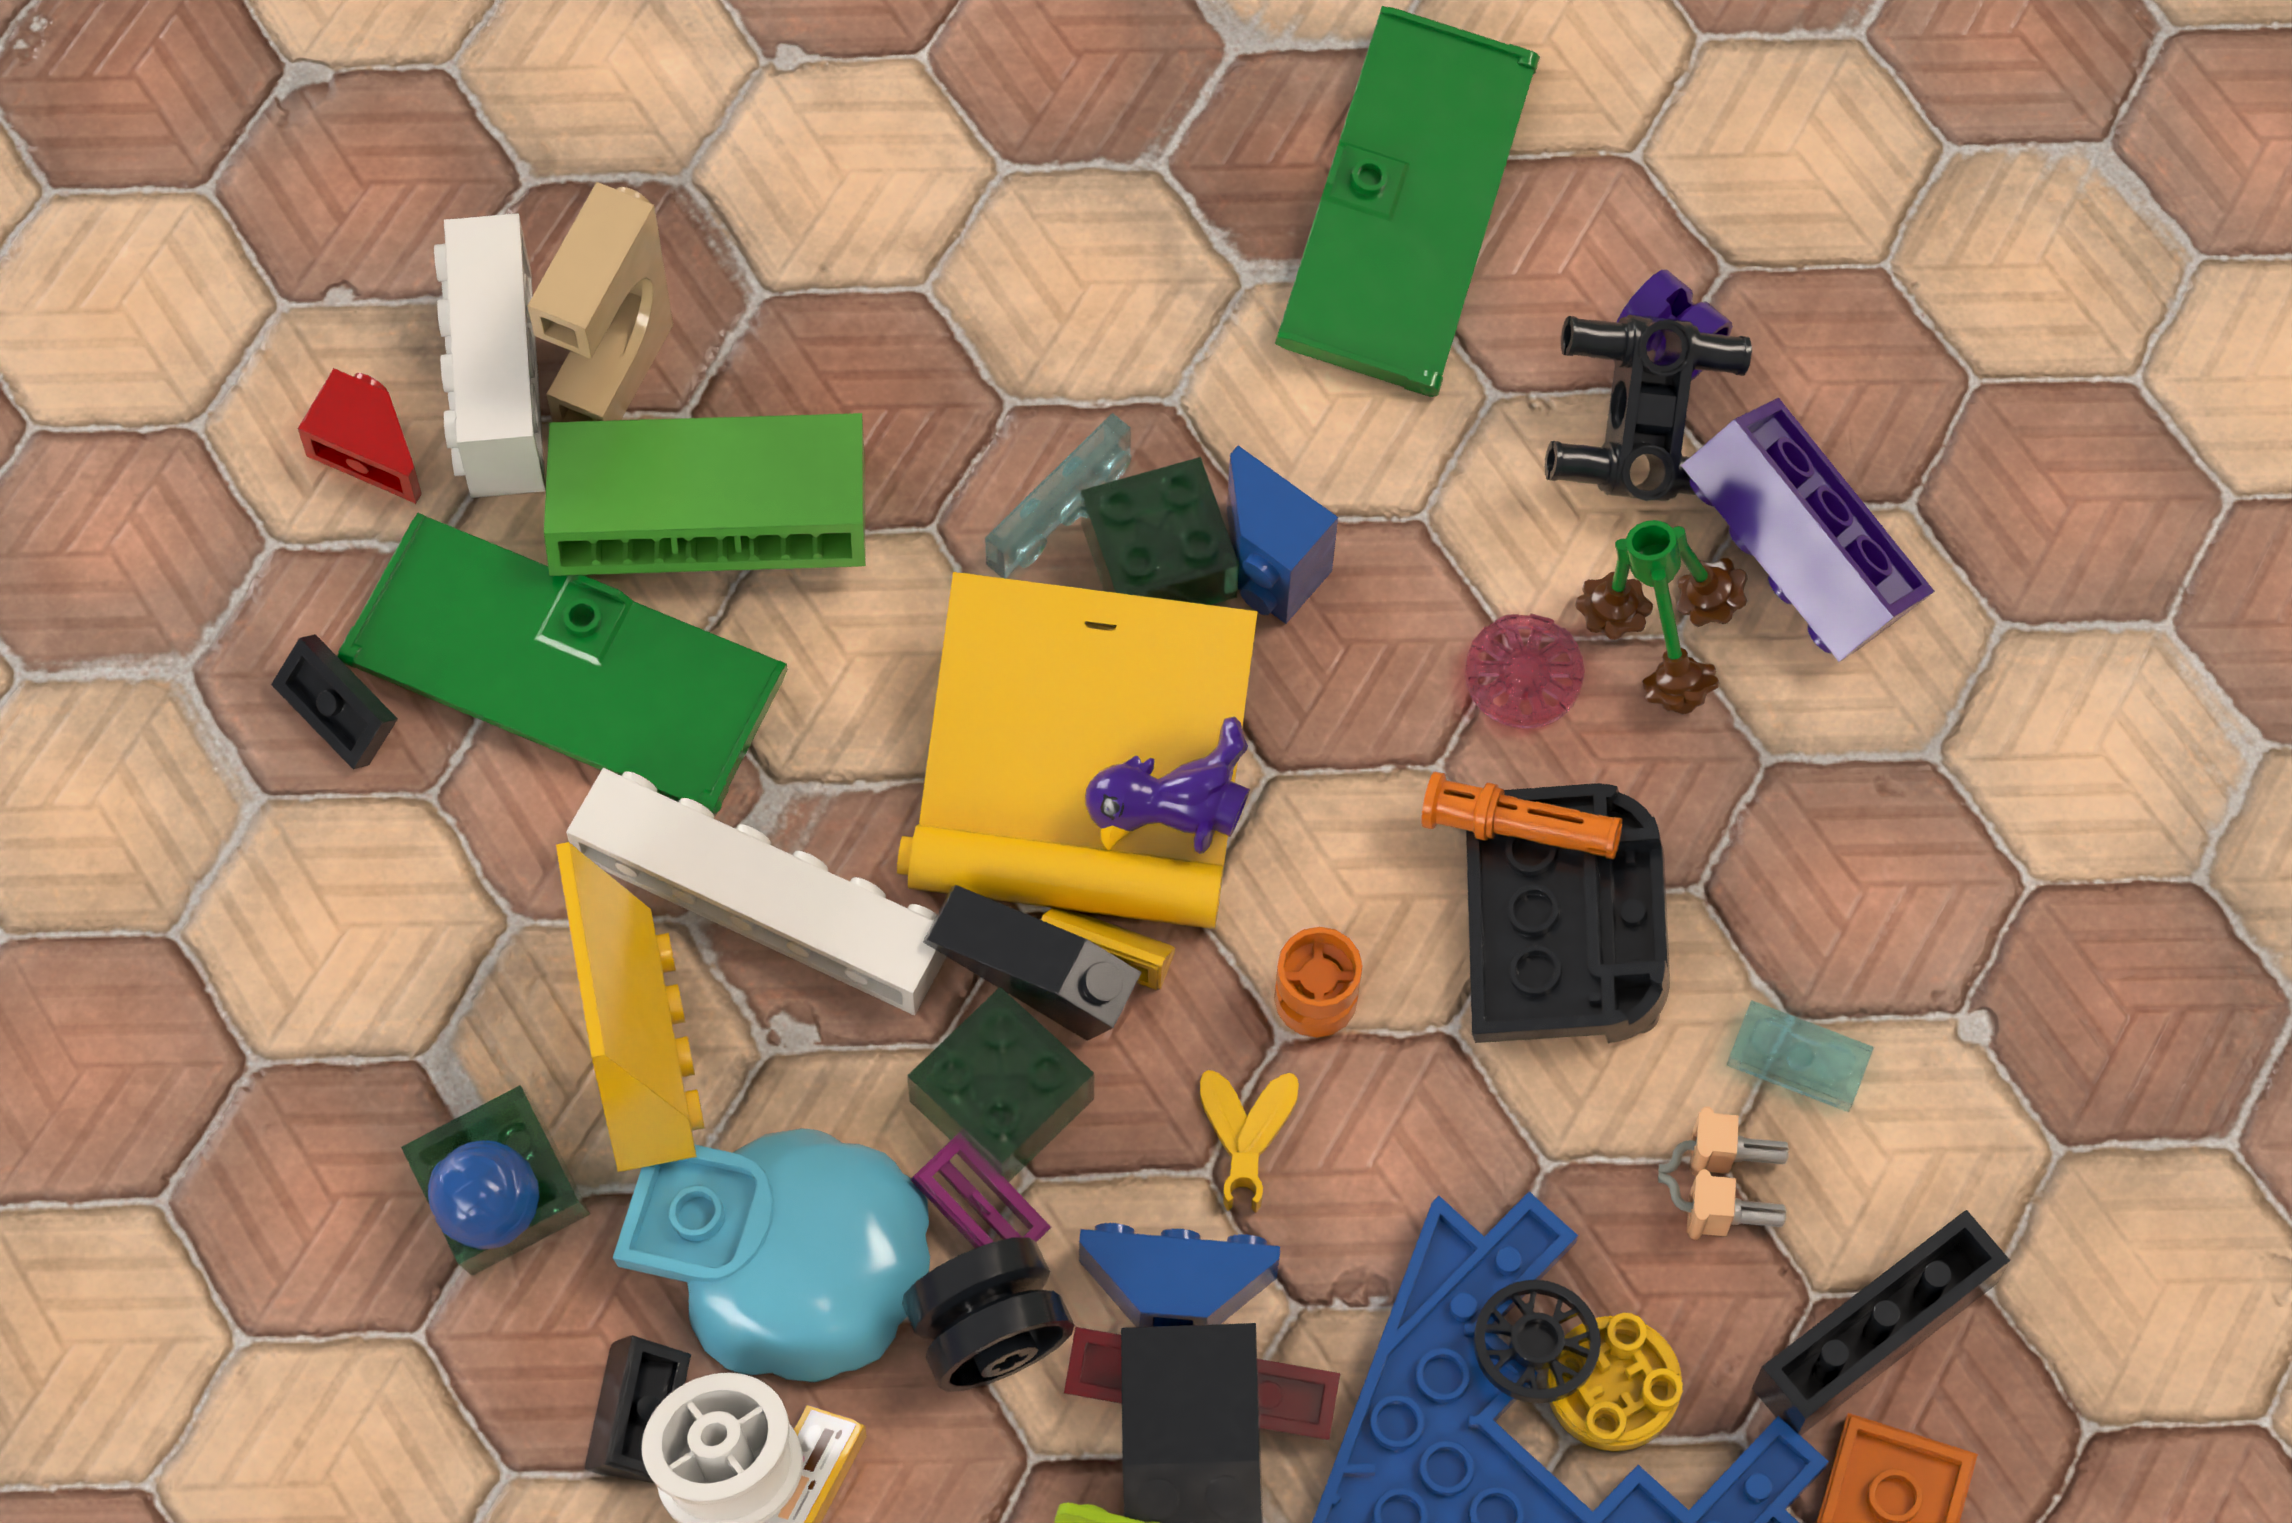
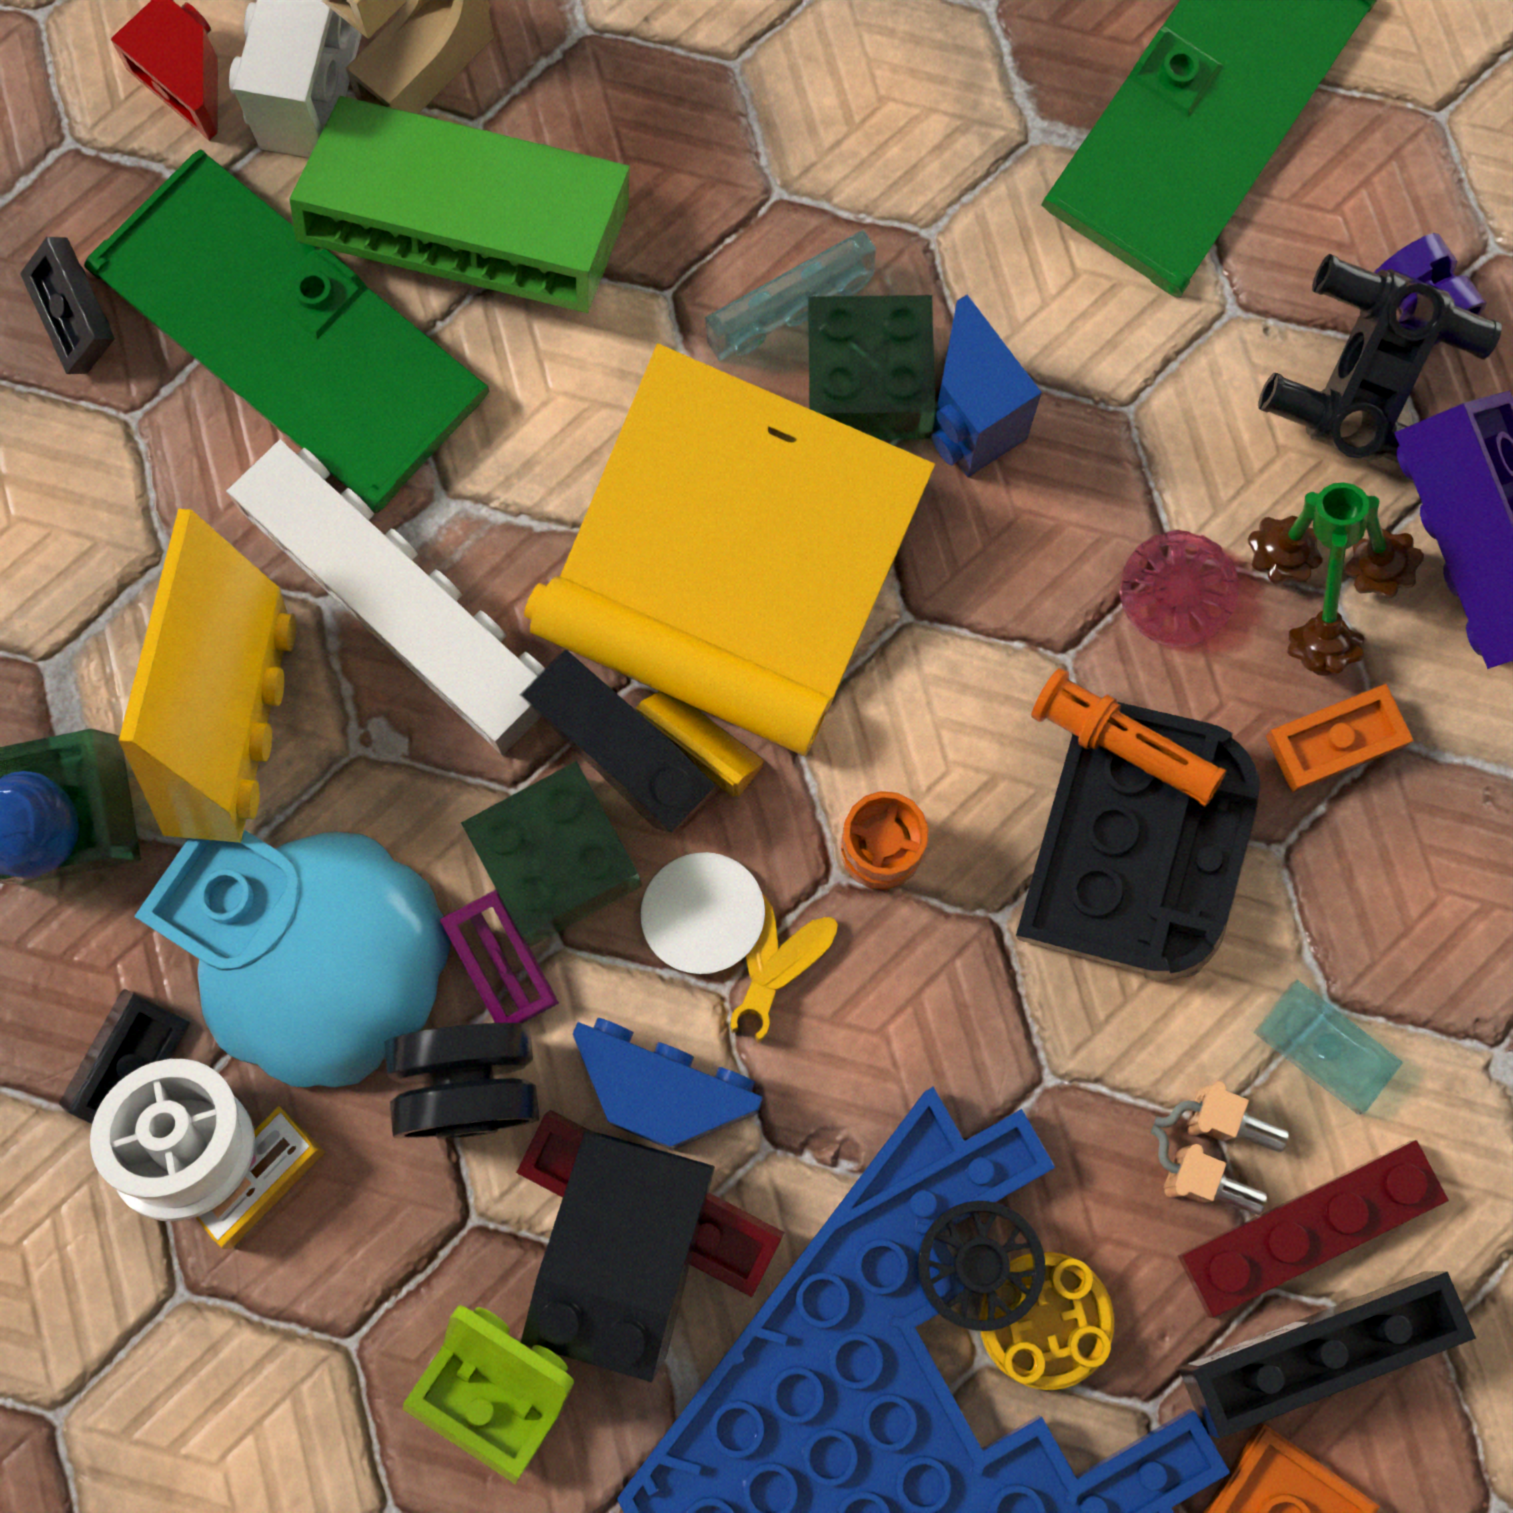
camera: 20 degrees right, 10 degrees up
(1162, 1105) = (702, 913): none -> white sticker
(1188, 799) = (814, 628): dark purple animal -> none
(1720, 766) = (1339, 738): none -> orange plate
(1837, 1225) = (1312, 1228): none -> dark red plate

